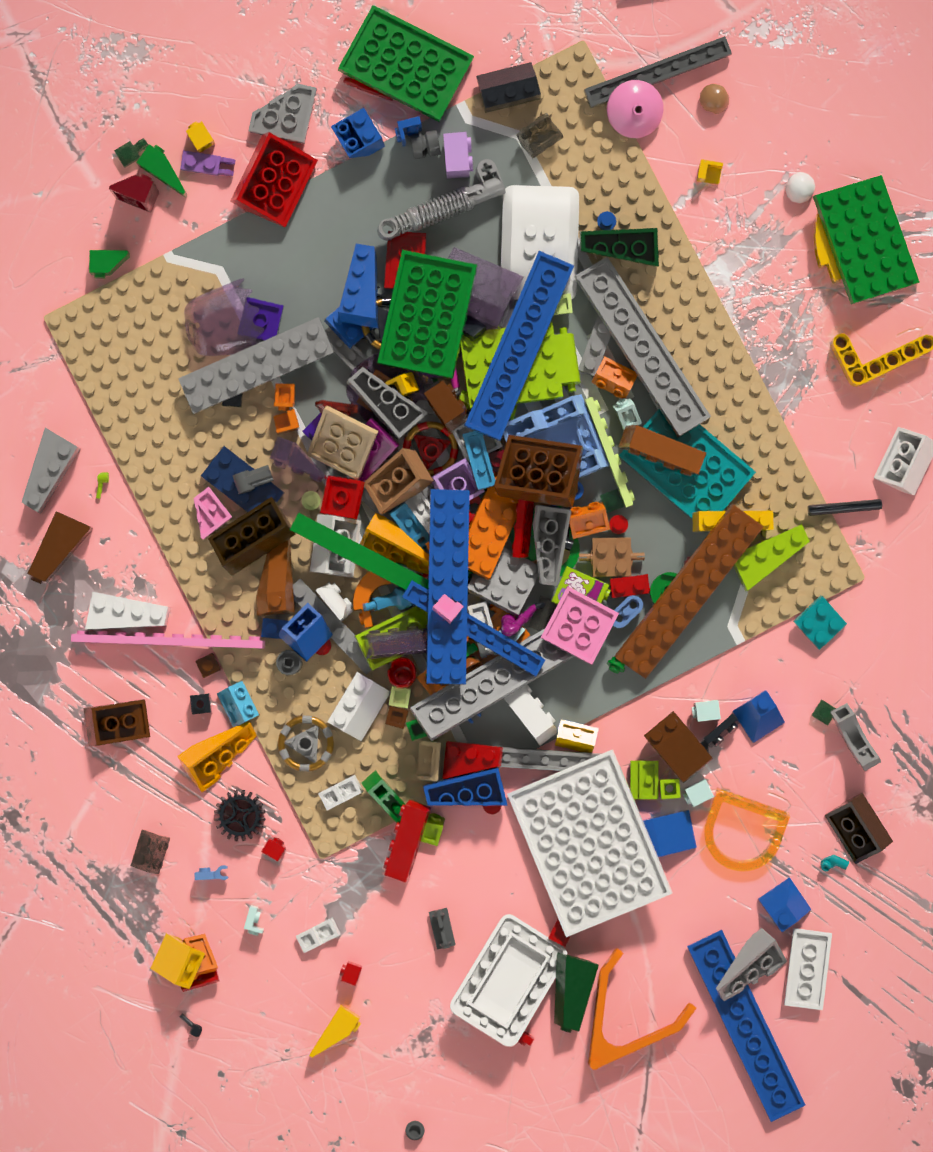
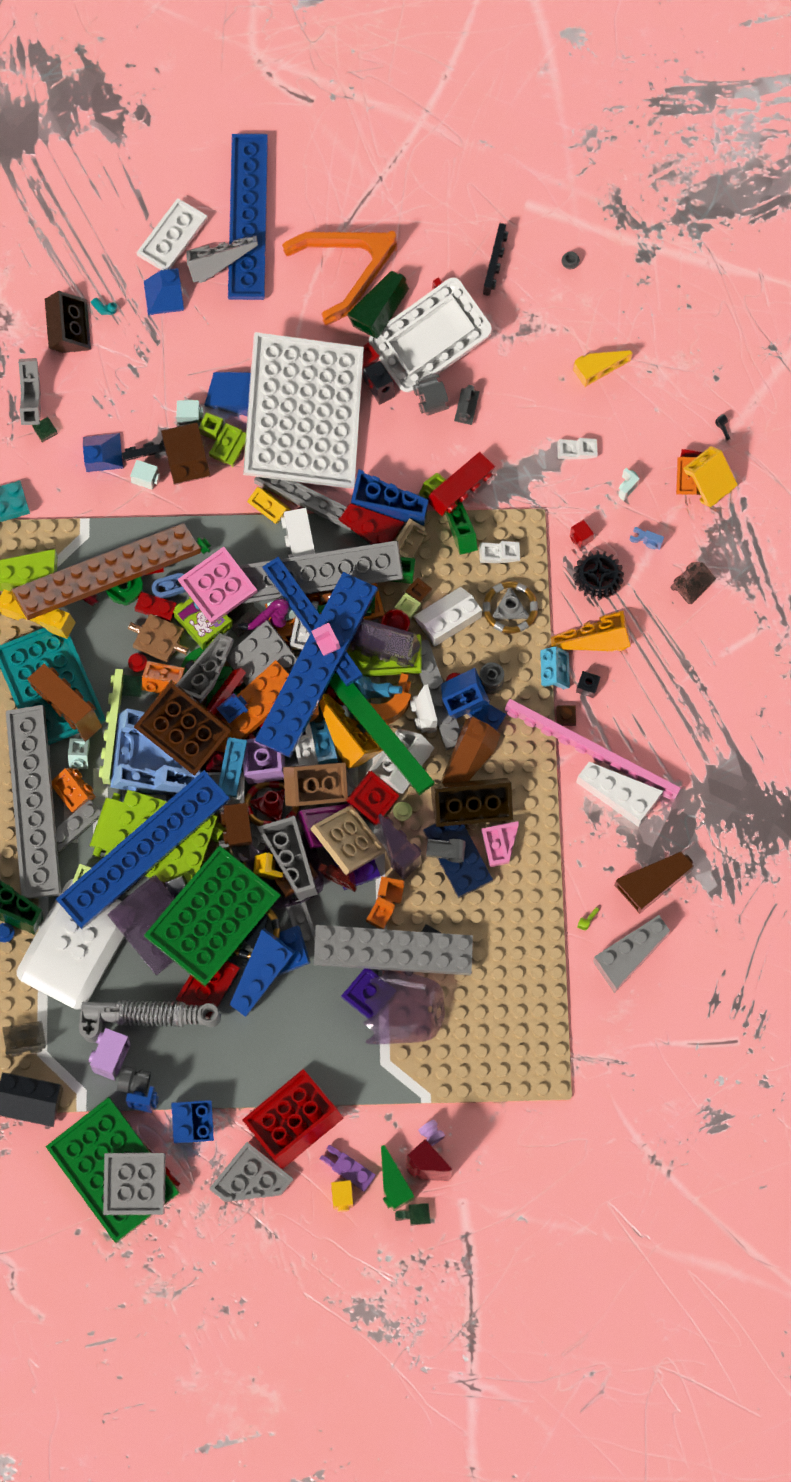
camera: 160 degrees left, 15 degrees down
(106, 262) = (488, 1119): green slope -> none
(116, 722) = (672, 702): reddish brown slope -> none
(149, 226) = (432, 1133): none -> lavender wheel
(350, 973) = (563, 404): red plate -> none
(378, 56) = (134, 1184): none -> light grey plate
(478, 918) = (431, 395): none -> dark grey brick
(487, 1102) = (494, 266): none -> black plate
(505, 513) = (232, 707): none -> blue bracket
(535, 910) = (377, 379): none -> black torso
(782, 818) = (148, 382): clear yellow window -> none

